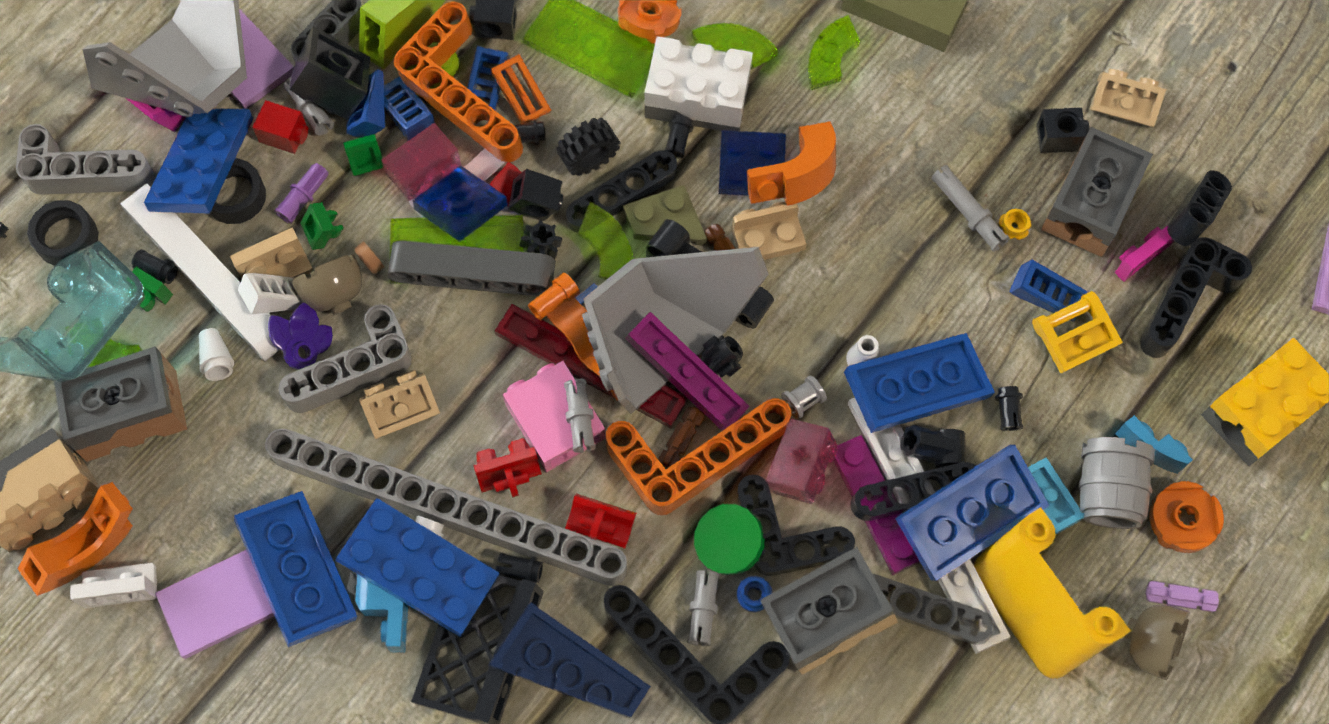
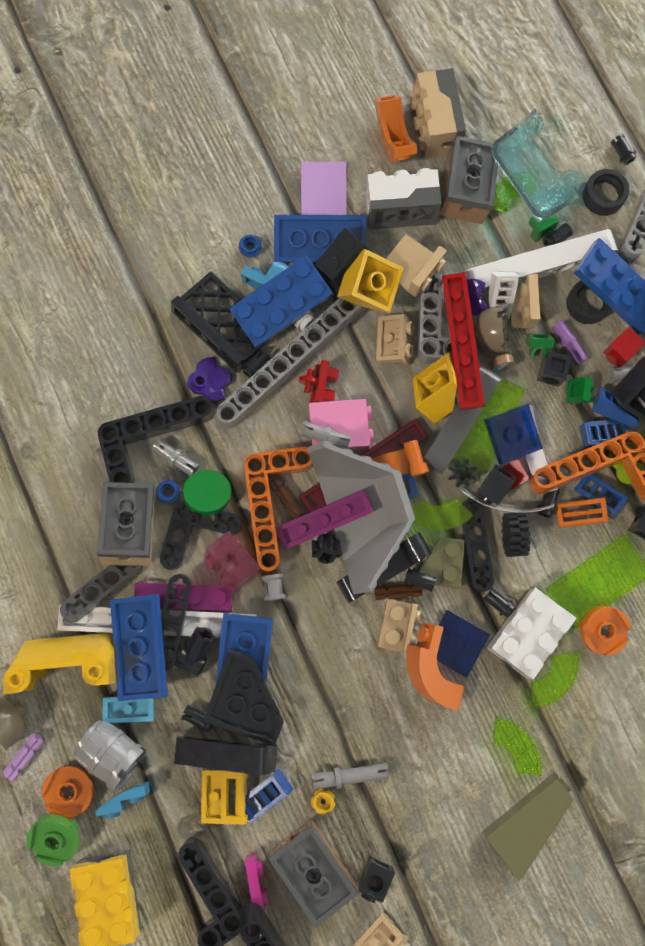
camera: 115 degrees right, 10 degrees up
(115, 586) = (360, 141): white bracket -> none
(185, 479) = (402, 199): none -> piece
(214, 355) = (479, 247): white cone -> none
(286, 412) = (418, 264): none -> tan bracket
(314, 515) = (340, 256): none -> black slope
(339, 452) = (371, 282): none -> yellow slope
(342, 655) = (250, 240): none -> blue plate
(350, 191) = (554, 368): none -> black brick
(366, 305) = (463, 341): none -> red plate
(421, 162) = (556, 424): clear pink brick -> none
(443, 315) = (436, 389): none -> yellow slope
(559, 166) = (503, 508): none -> white sticker
(563, 661) = (185, 357): dark blue wing -> none
(577, 611) = (213, 379): none -> dark purple plate
(600, 520) = (257, 420): red hips -> none
(701, 230) = (418, 579): none -> black pin
(863, 350) = (288, 641): white cone -> none
(960, 357) = (244, 700): none -> black plate
(1034, 351) = (226, 755): none -> black beam
(1239, 514) = (60, 828): none -> bright green plate

